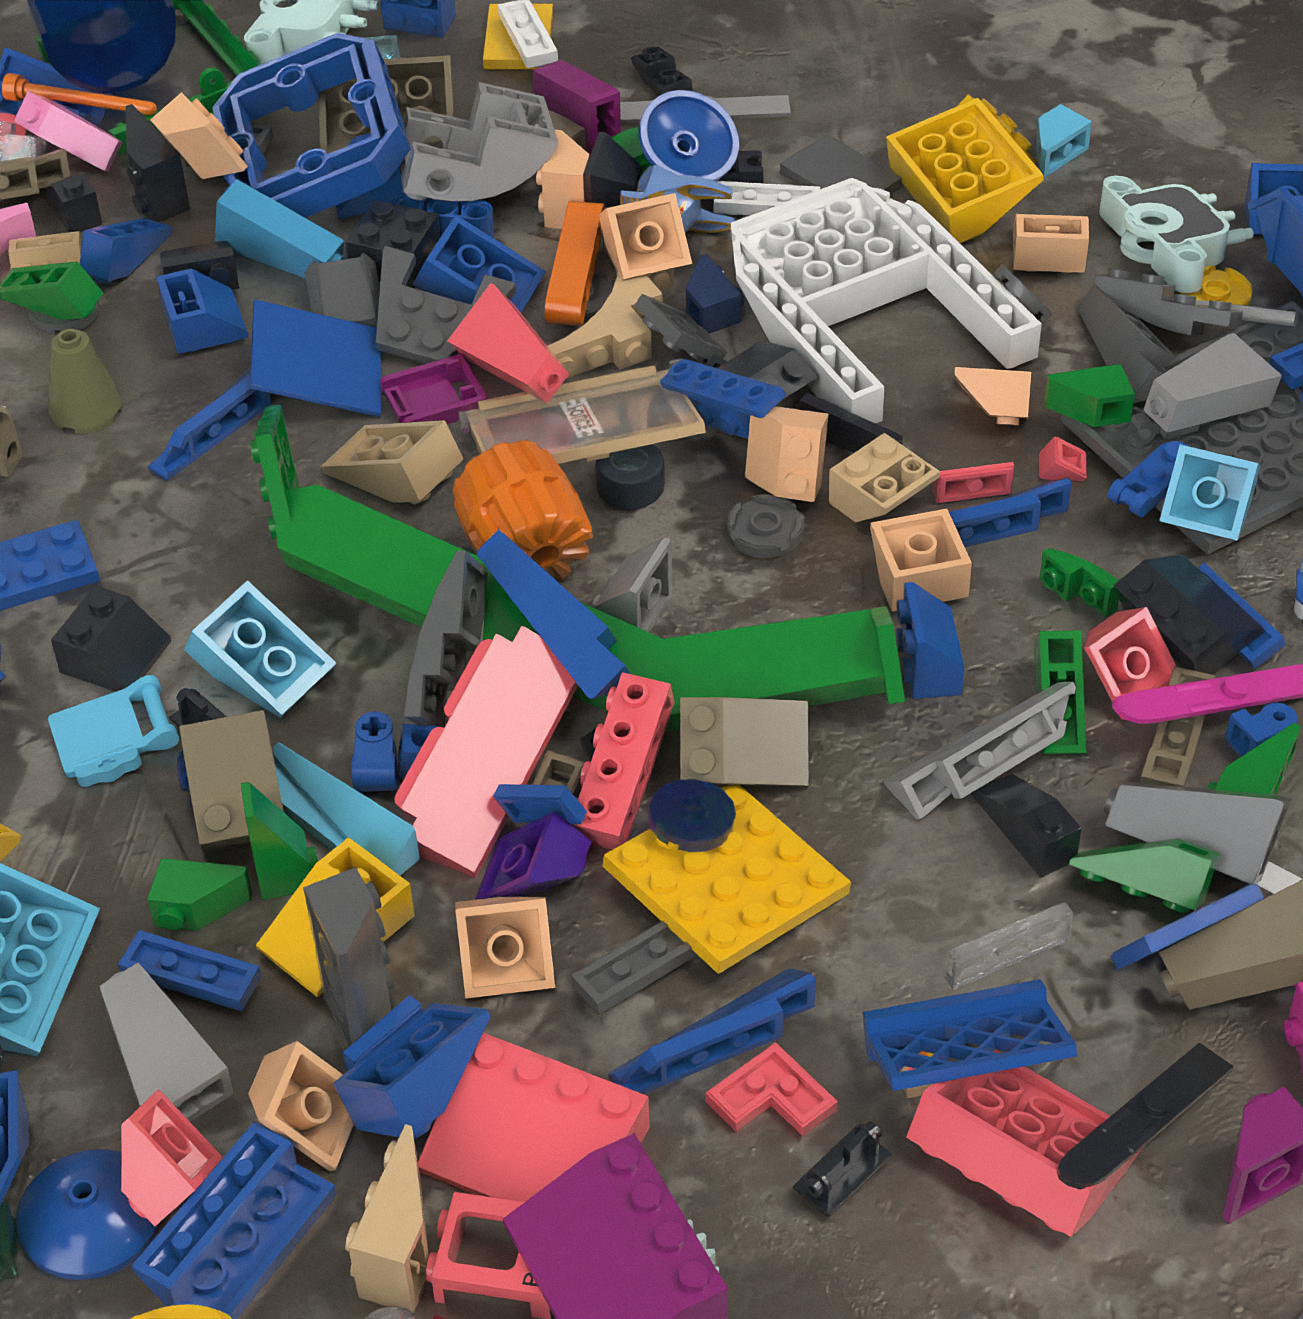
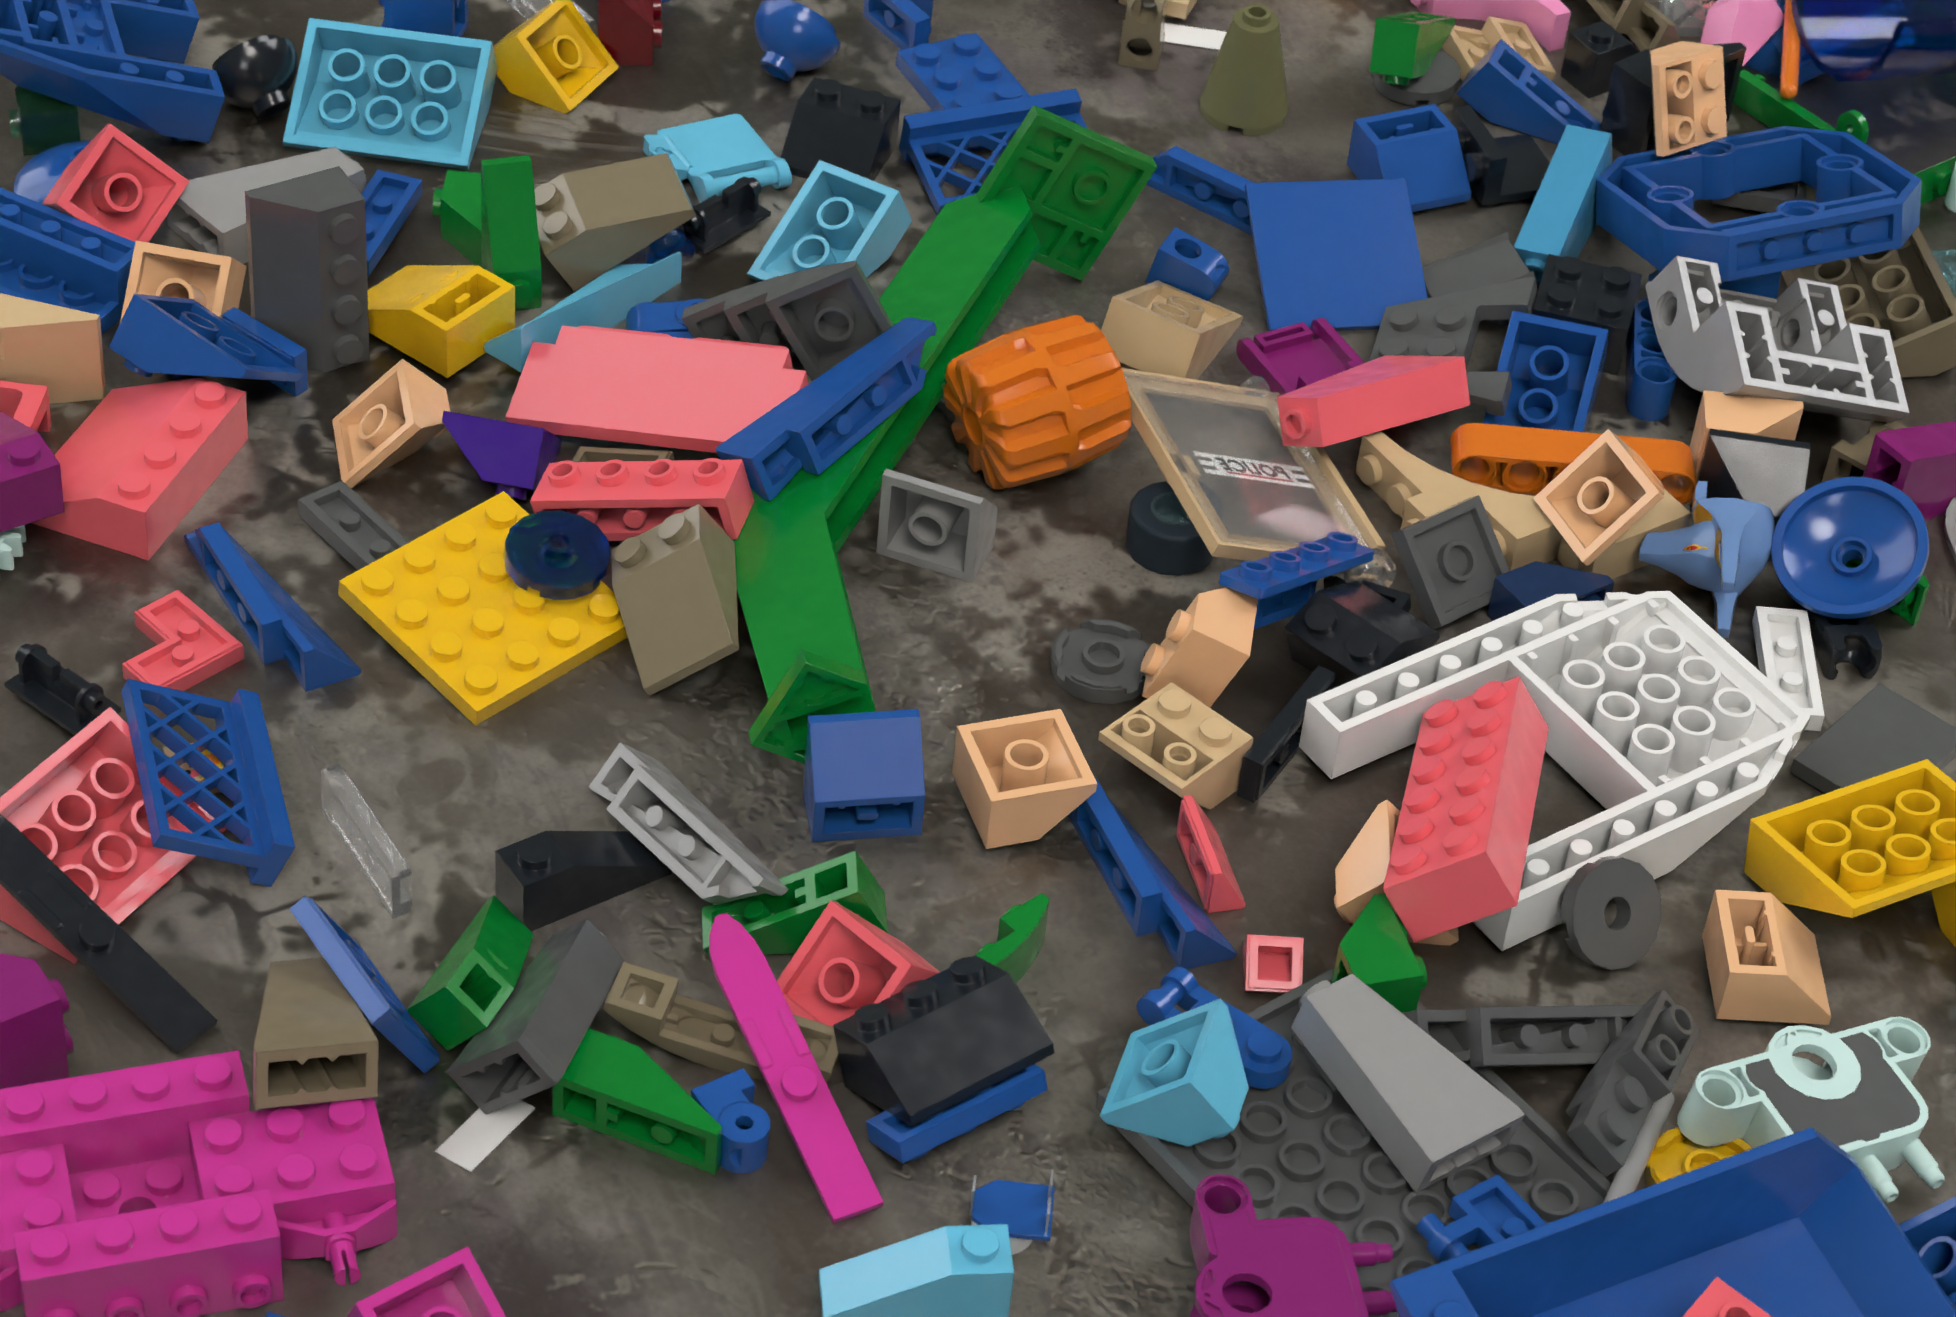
camera: 80 degrees right, 5 degrees down
(111, 542) = (970, 128): none -> blue fence
(313, 444) = (1189, 265): none -> blue leg
(532, 802) = (566, 428): blue tile -> none
(962, 328) = (1467, 810): none -> coral brick

